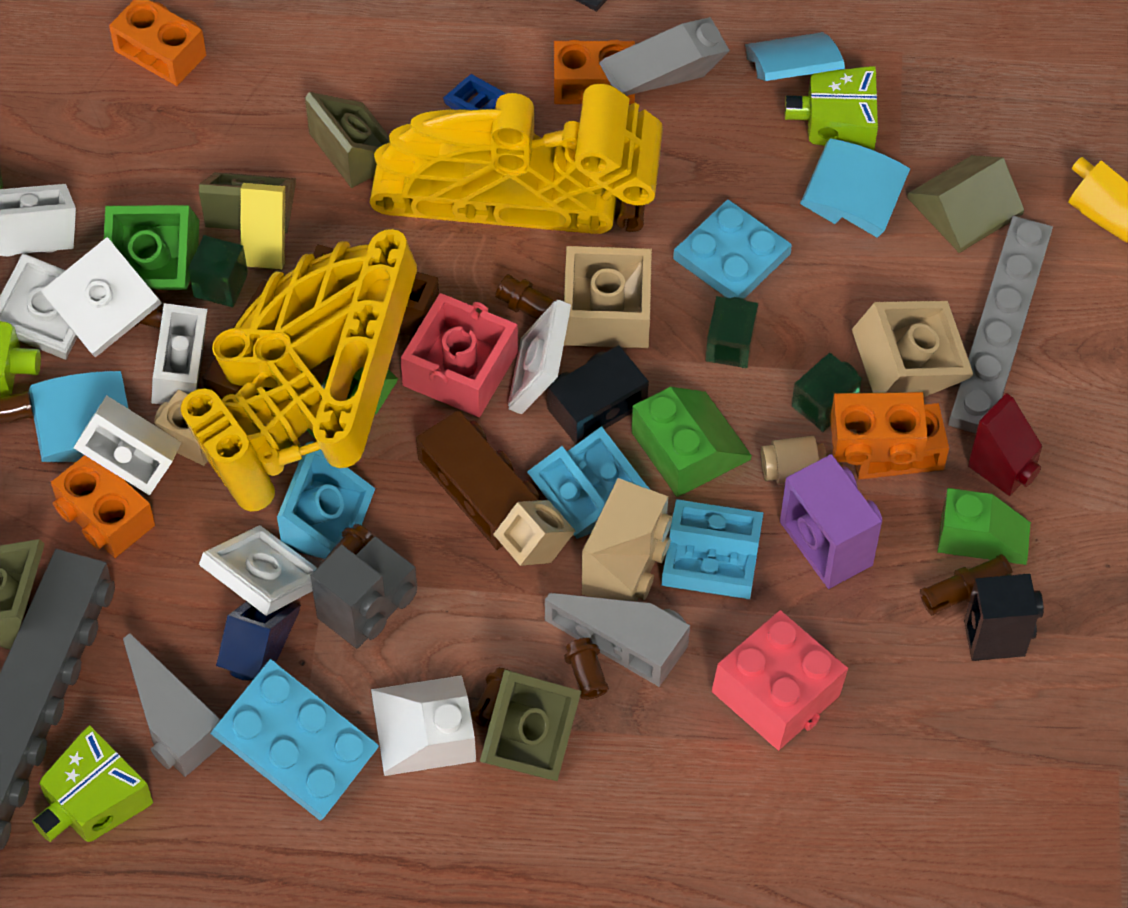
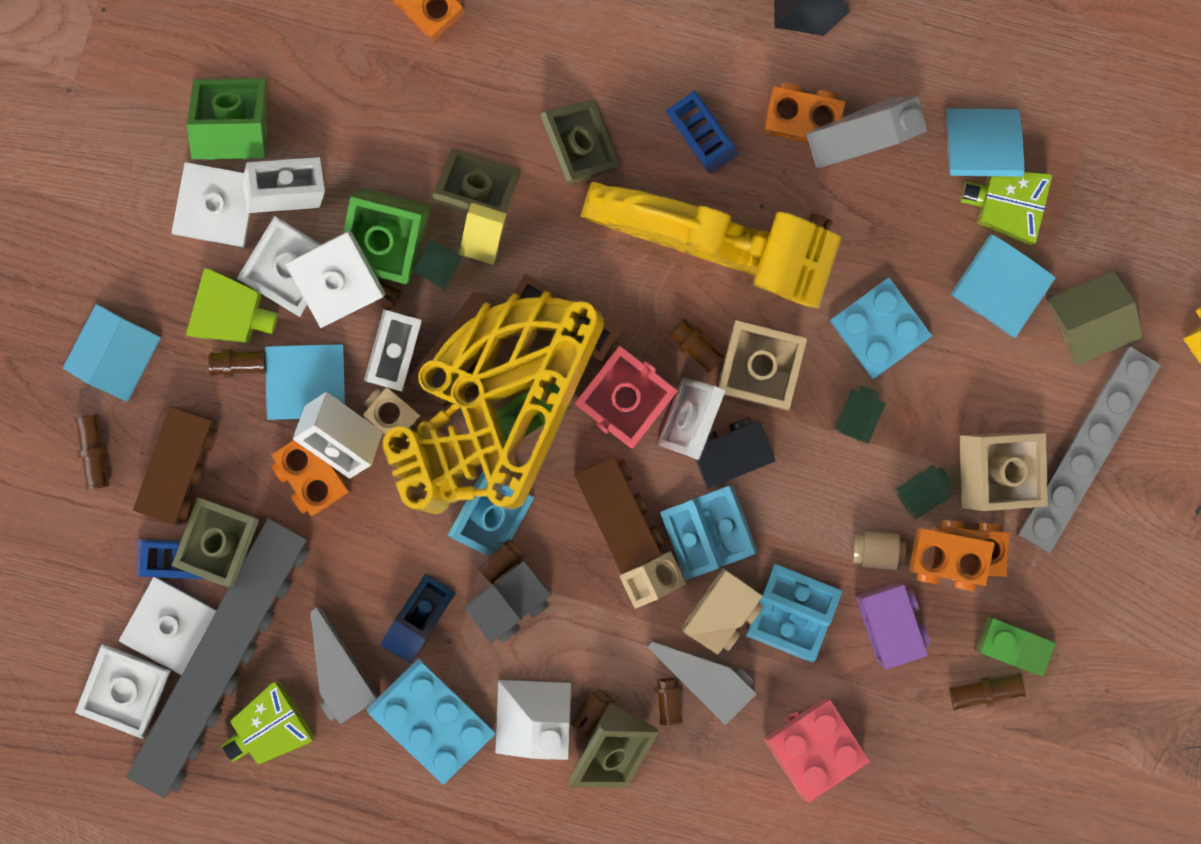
camera: 10 degrees right, 30 degrees up
(260, 569) = (429, 565): white plate -> none
(686, 438) = (800, 510): bright green slope -> none
(1002, 616) = (1004, 740): black brick -> none
(1006, 447) = (1053, 584): dark red slope -> none

